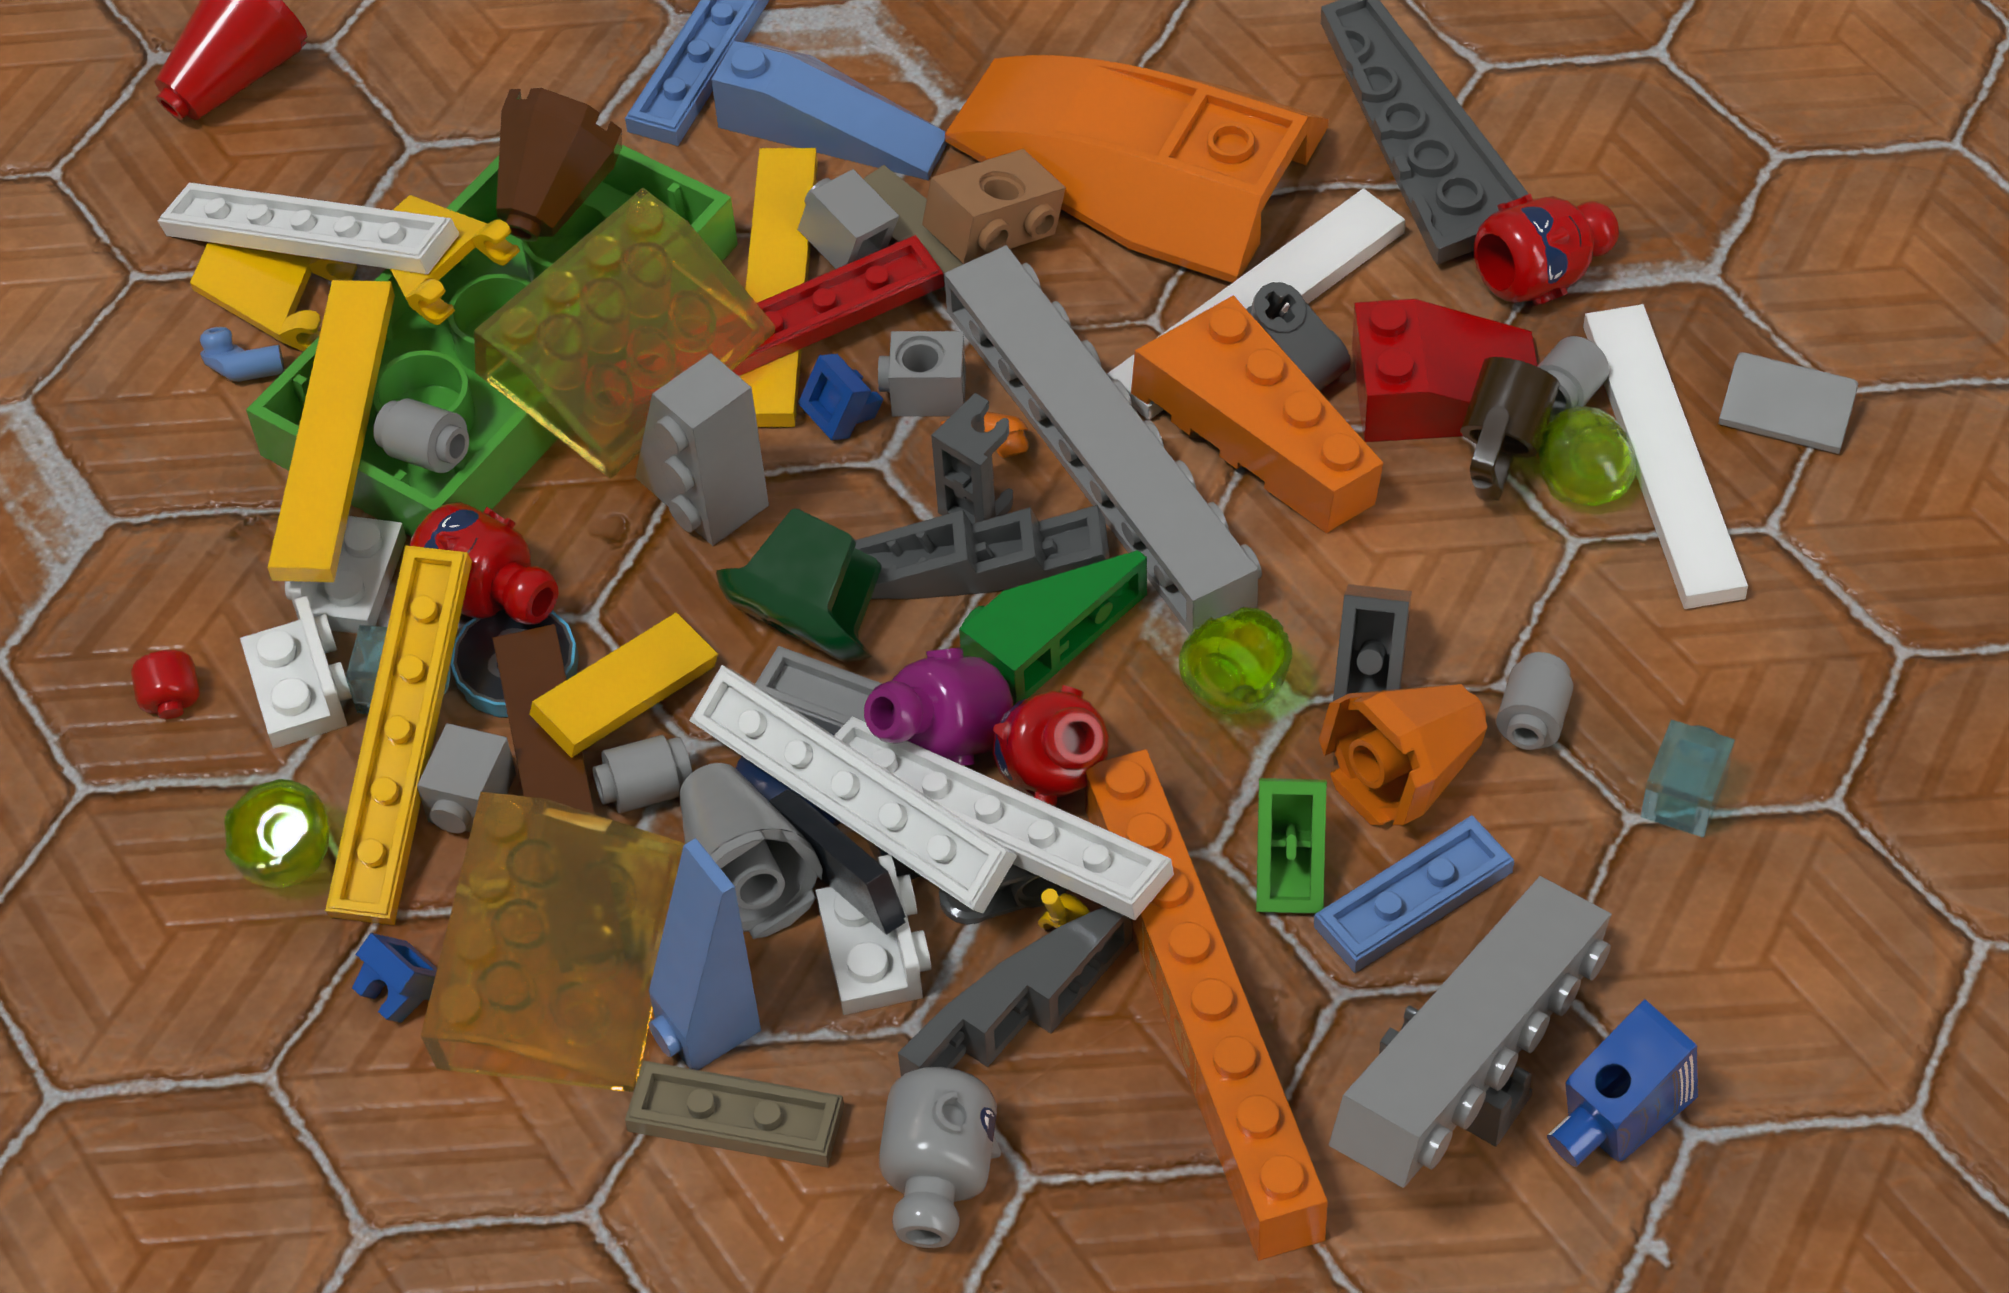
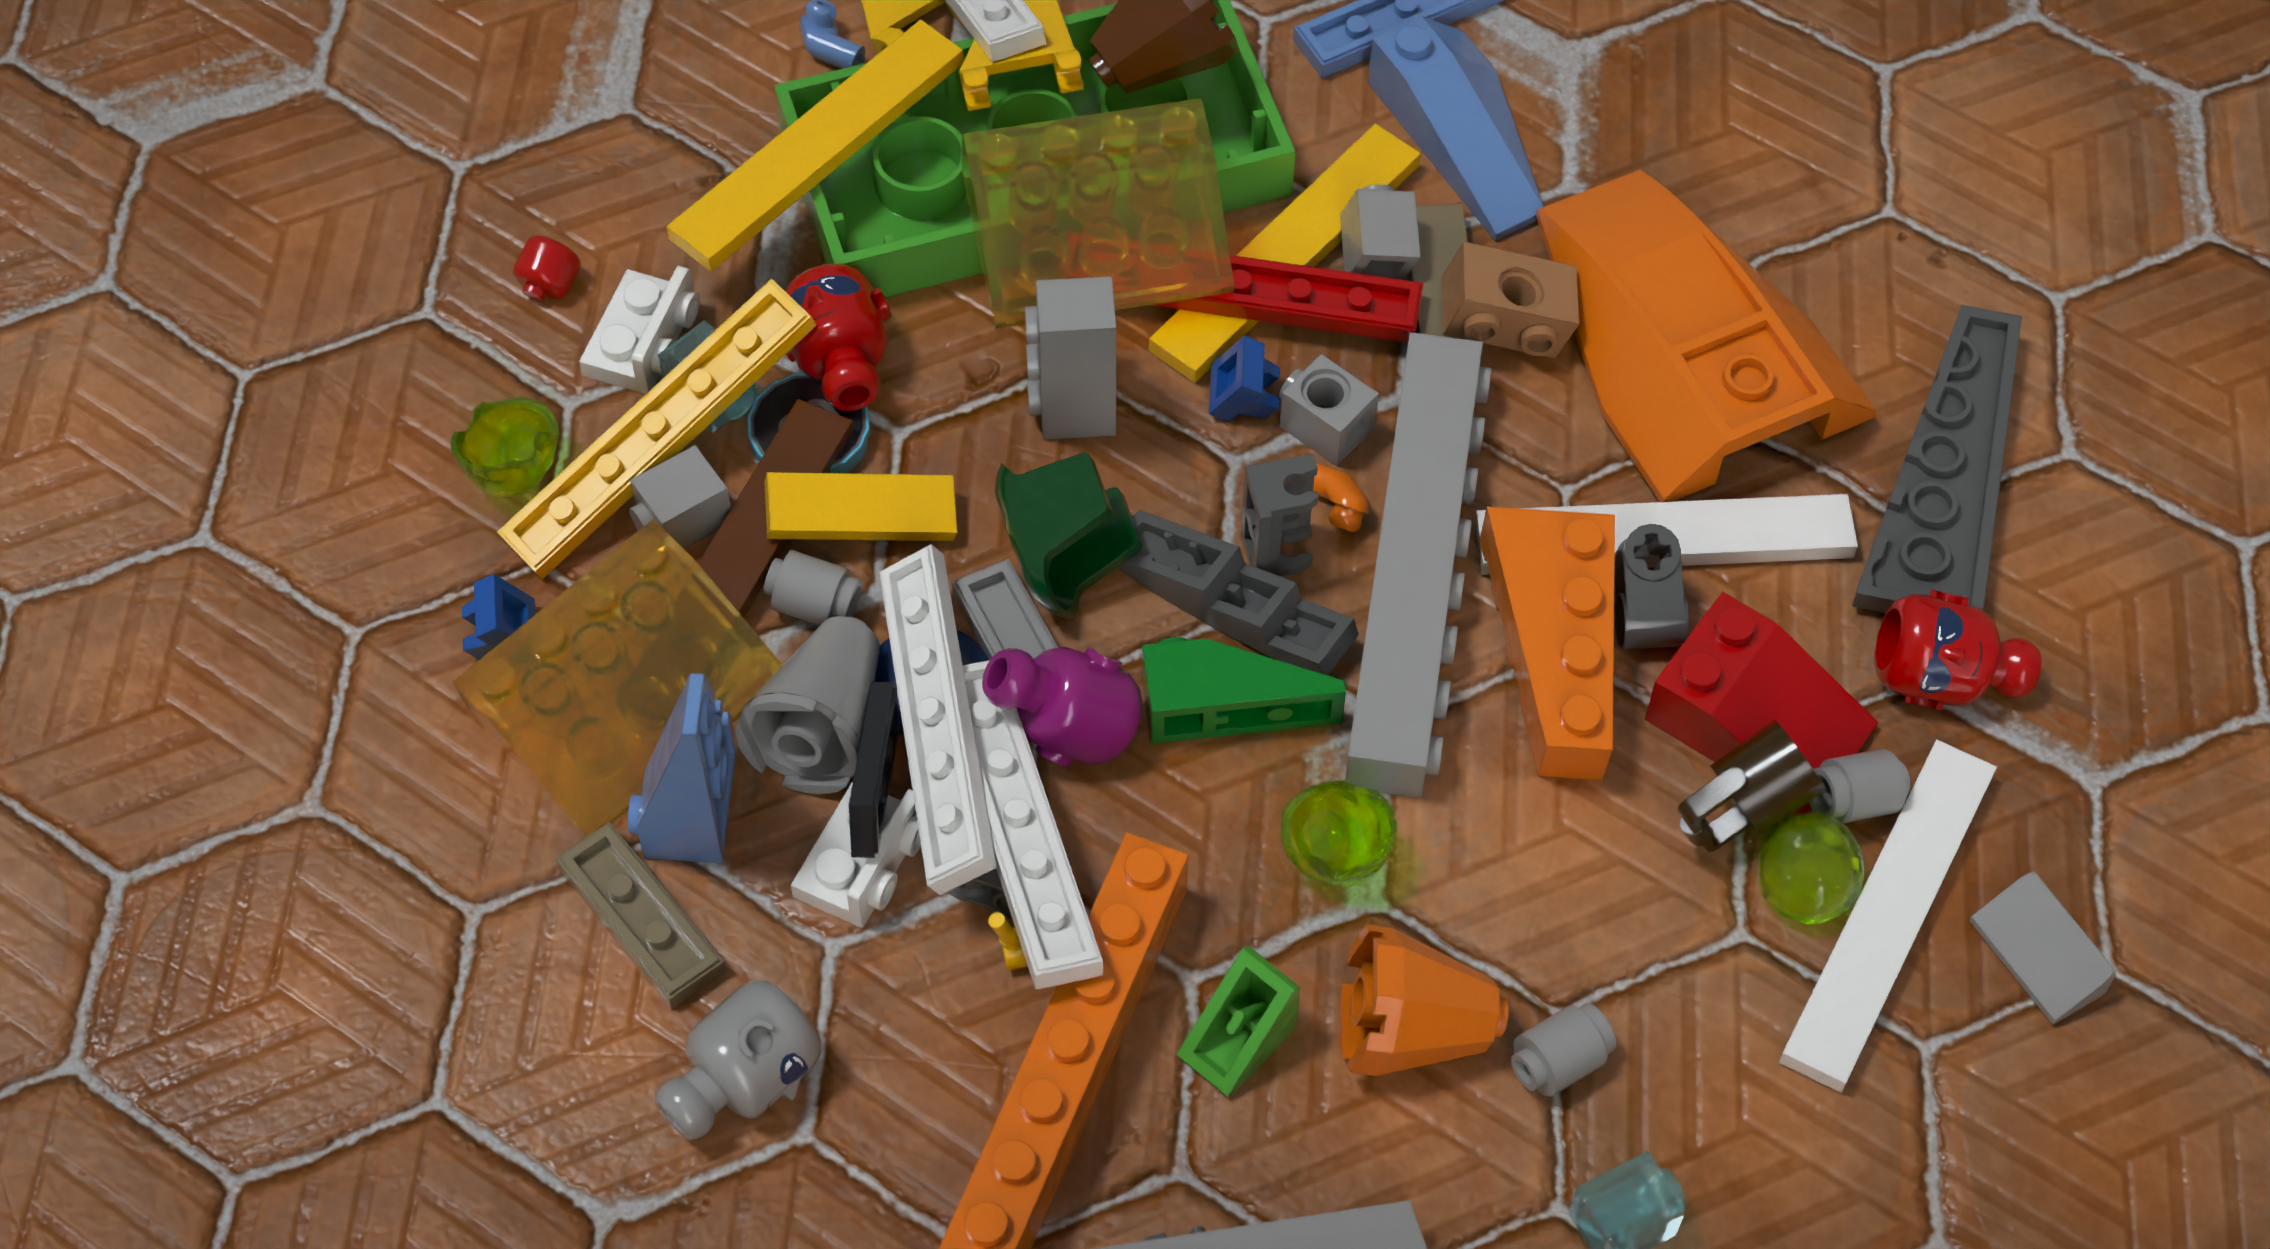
camera: 35 degrees right, 5 degrees up
(362, 576) = (772, 253): white bracket -> none
(421, 434) = (872, 194): light grey brick -> none
(1033, 985) = (949, 982): dark grey slope -> none
(1050, 744) = (1125, 793): red piece -> none
(1372, 640) = (1470, 897): dark grey slope -> none
(1413, 893) = (1315, 1135): medium blue tile -> none

